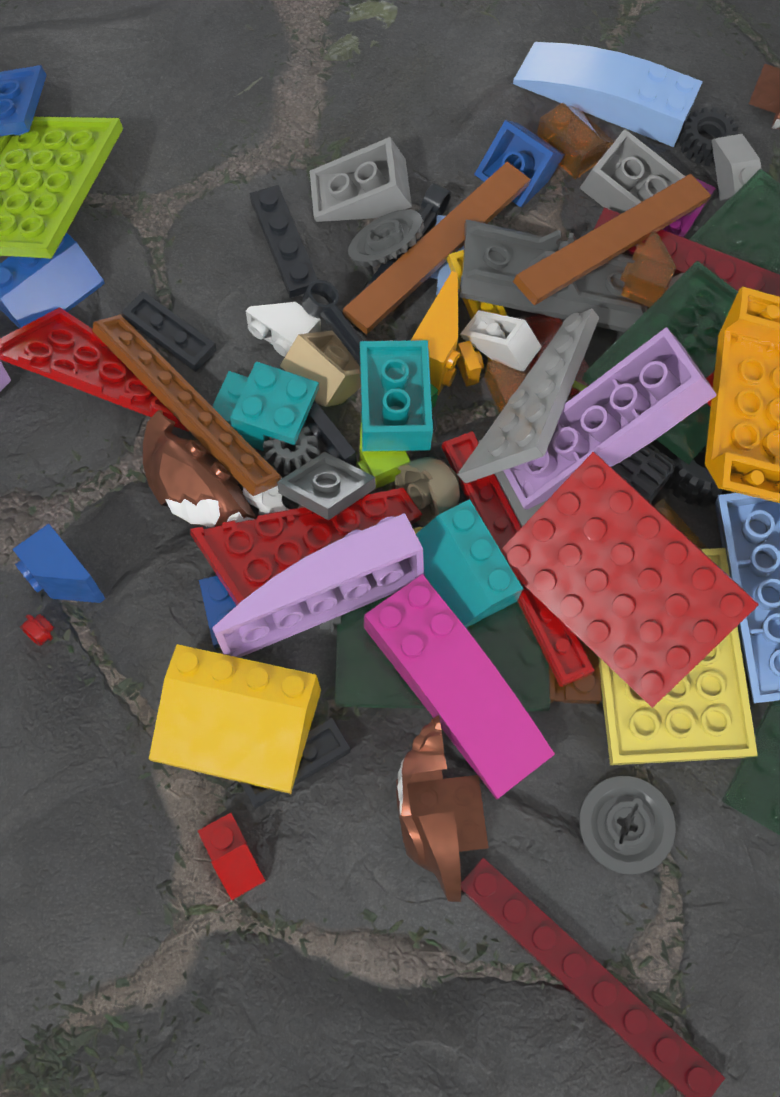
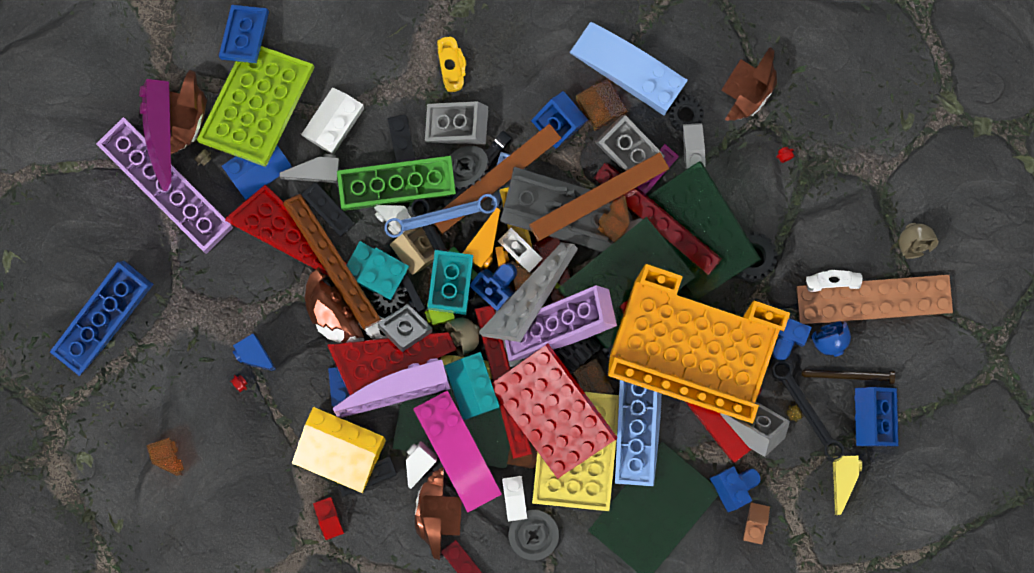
camera: 10 degrees right, 15 degrees up
(149, 270) = (316, 170): none -> light grey slope
(166, 206) = (333, 120): none -> white slope
(274, 268) = (395, 183): none -> bright green slope
(330, 97) = (449, 49): none -> yellow piece
(357, 298) = (441, 215): none -> medium blue piece
(389, 718) = (418, 462): none -> white slope
(470, 402) = (494, 287): none -> blue brick
(579, 758) = (514, 498): none -> white slope

